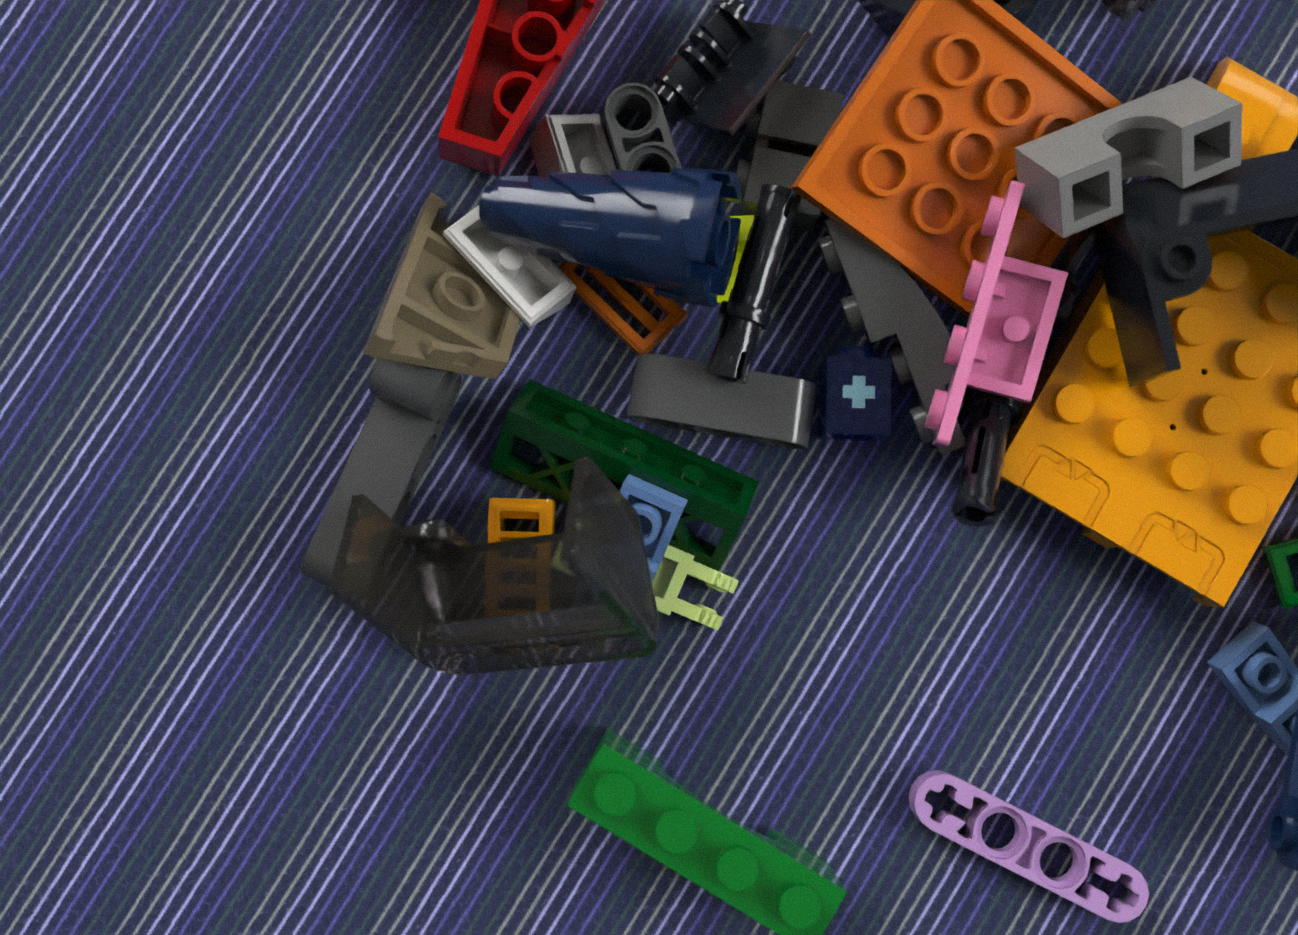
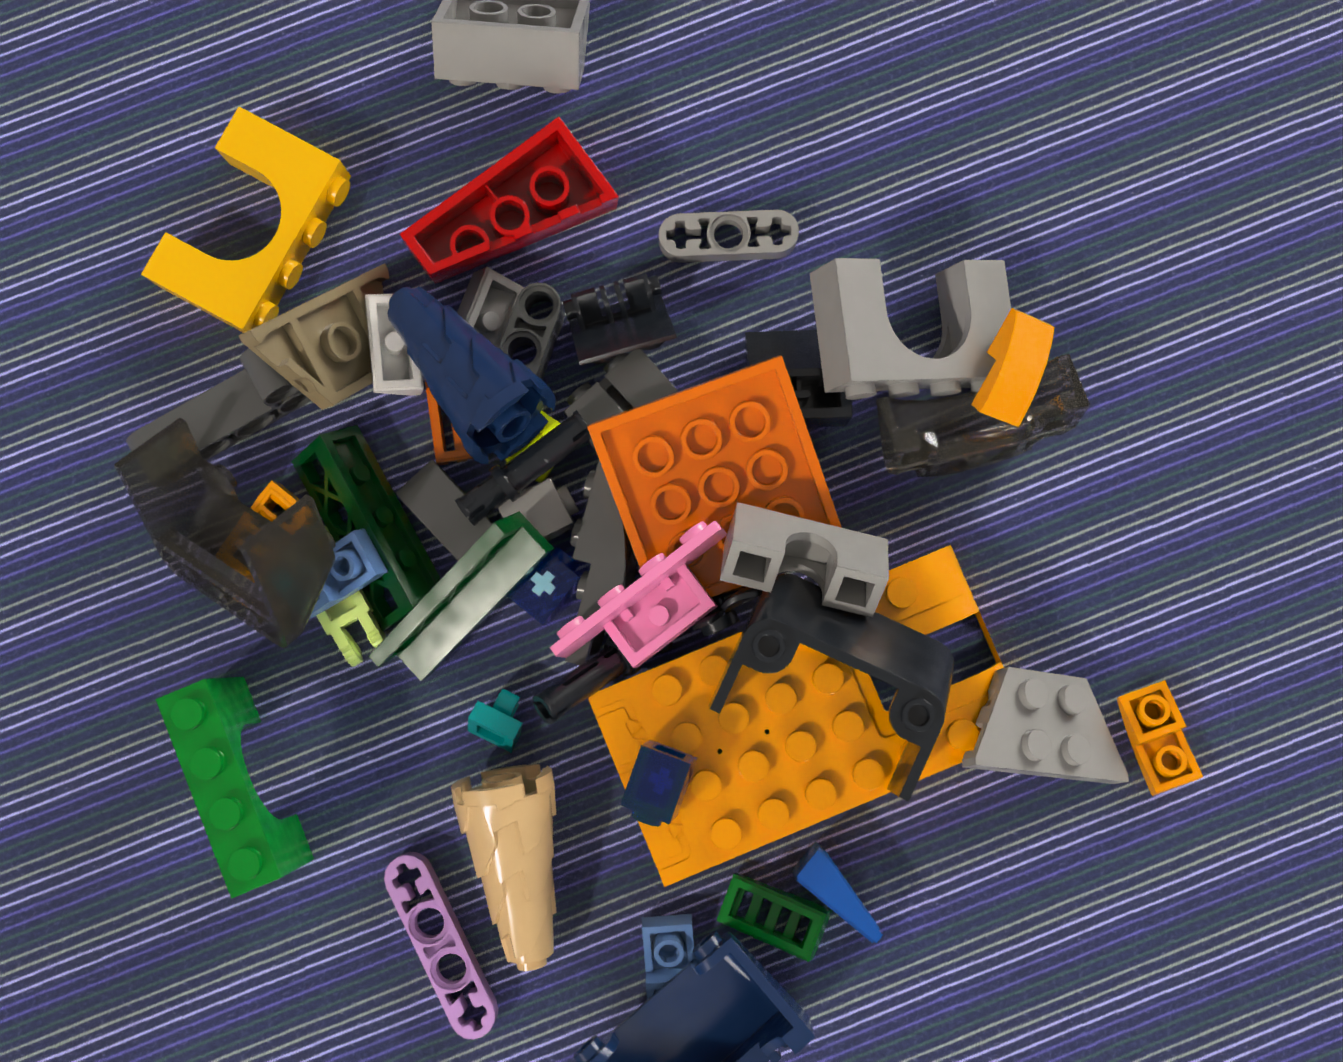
camera: 45 degrees right, 0 degrees up
(307, 324) = (249, 289): none -> yellow arch
(793, 462) = (465, 596): none -> fence
(796, 329) = (545, 509): none -> light grey brick
(912, 574) = (497, 722): none -> teal tile
(1032, 684) = (512, 852): none -> tan cone
(1150, 500) = (658, 783): none -> clear blue brick

